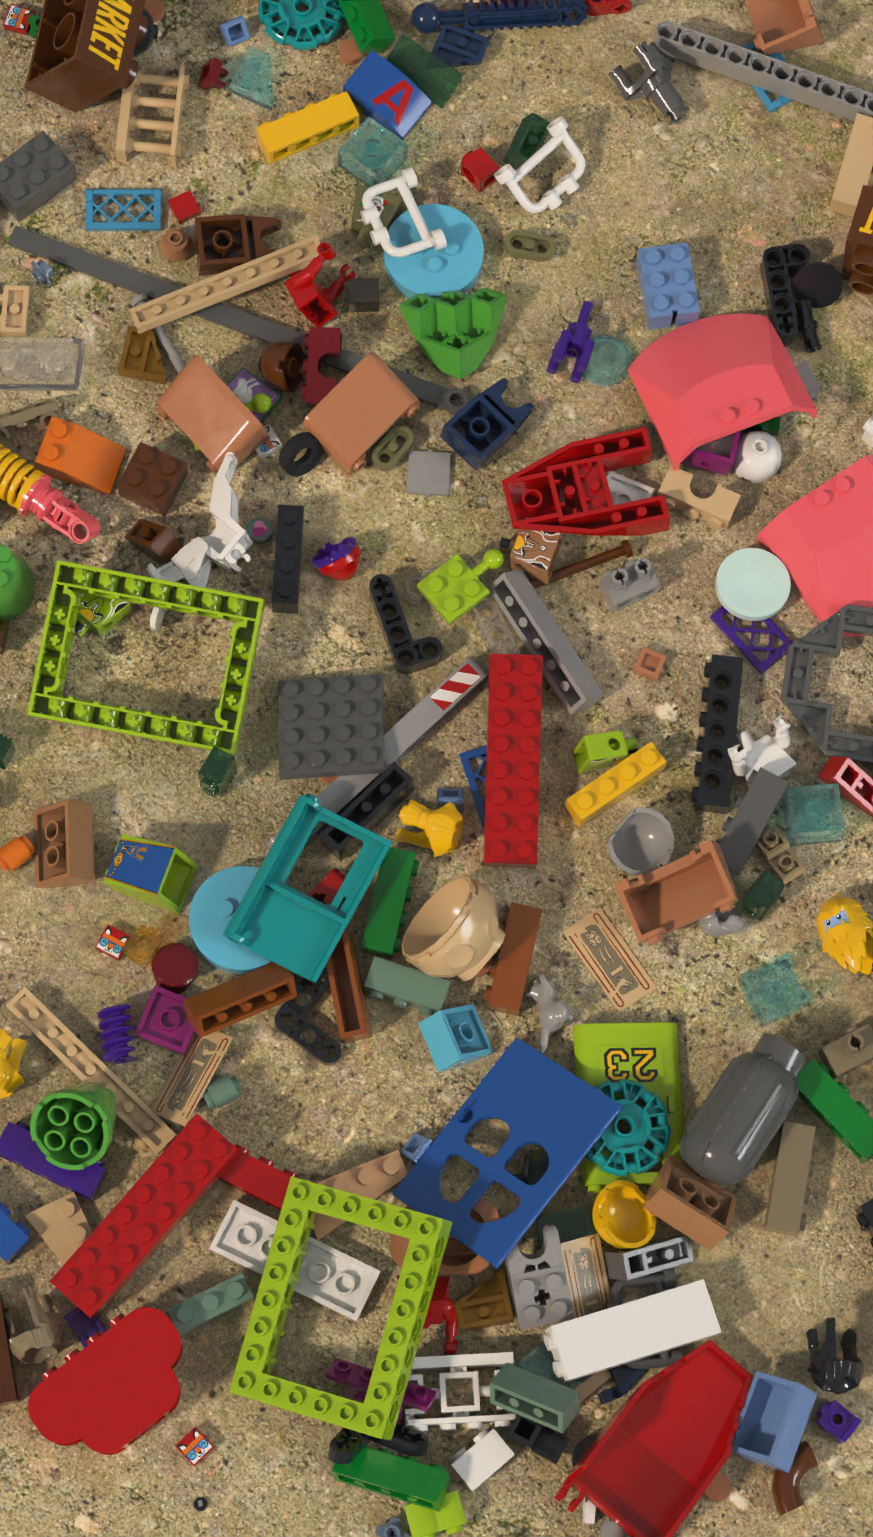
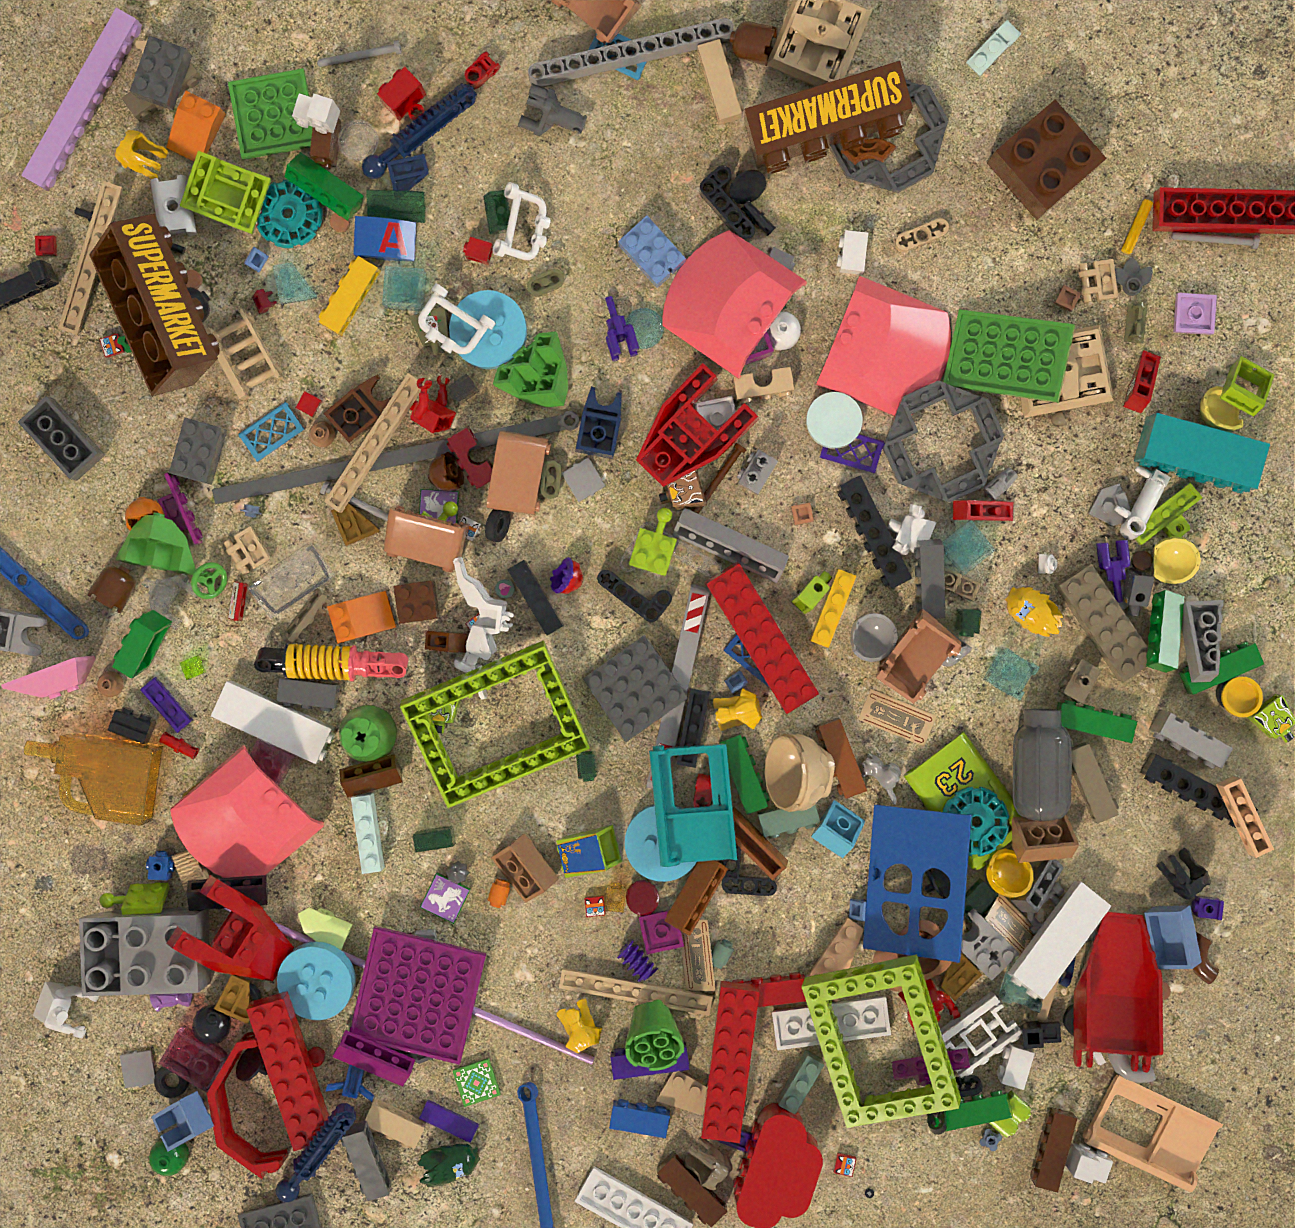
camera: 25 degrees left, 15 degrees up
(534, 1397) = (1028, 1018): sand green brick -> none

